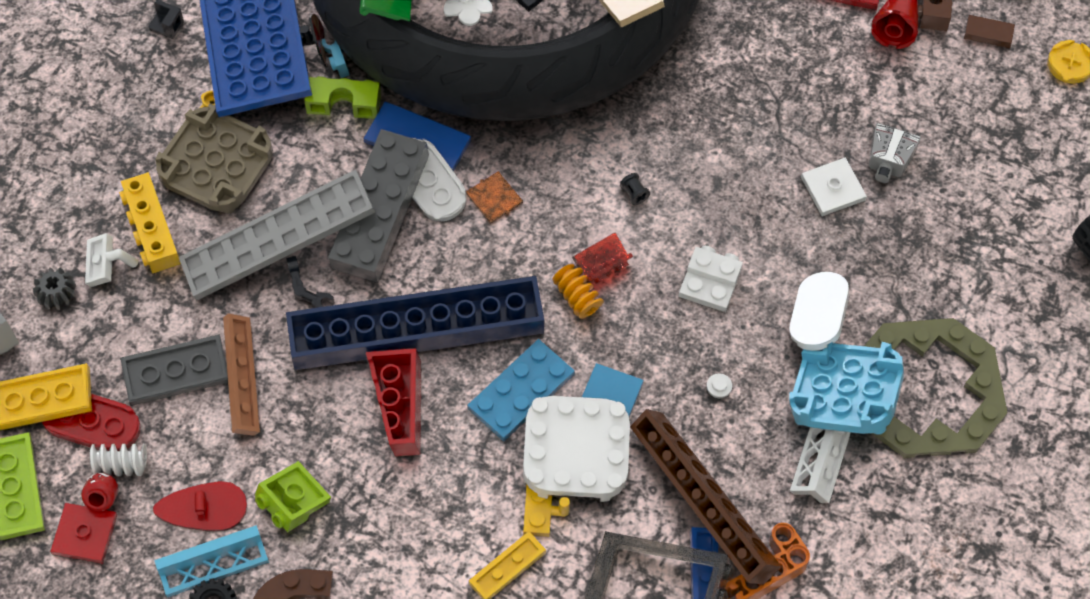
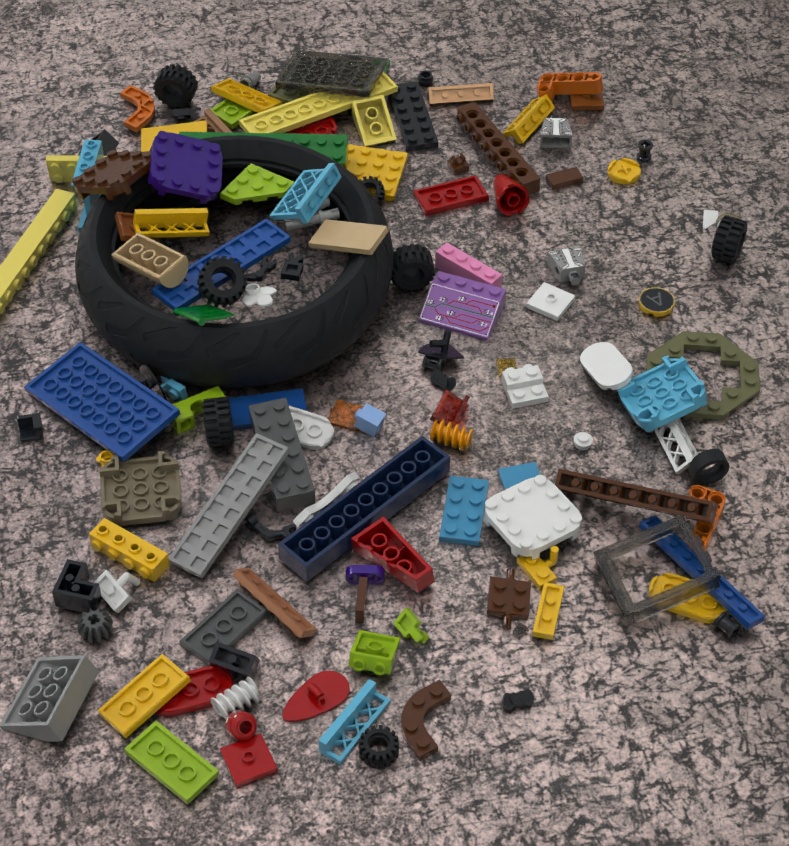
camera: 35 degrees left, 15 degrees down
(60, 235) = (74, 590): none -> black brick
(146, 416) = (234, 660): none -> black brick
(327, 428) = (361, 600): none -> reddish brown tile
(342, 127) = (218, 421): none -> black tyre
(350, 489) = (409, 625): none -> lime plate
(355, 400) = (375, 573): none -> dark purple beam
(408, 285) = (311, 511): none -> white plate
(462, 567) = (520, 629): none -> clear smoke piece
(480, 524) = (508, 598): none -> reddish brown plate
(506, 218) = (369, 419): none -> light blue brick
(627, 216) = (443, 380): none -> black piece
(653, 178) = (441, 348): none -> black shield
(700, 54) = (412, 267): none -> black tyre
(715, 239) = (503, 364): none -> clear yellow tile
(726, 135) = (463, 305): none -> medium lavender slope
(769, 93) = (456, 262): none -> bright pink brick
(825, 510) = (712, 474): none -> black tyre
(957, 260) = (656, 301): none -> tile

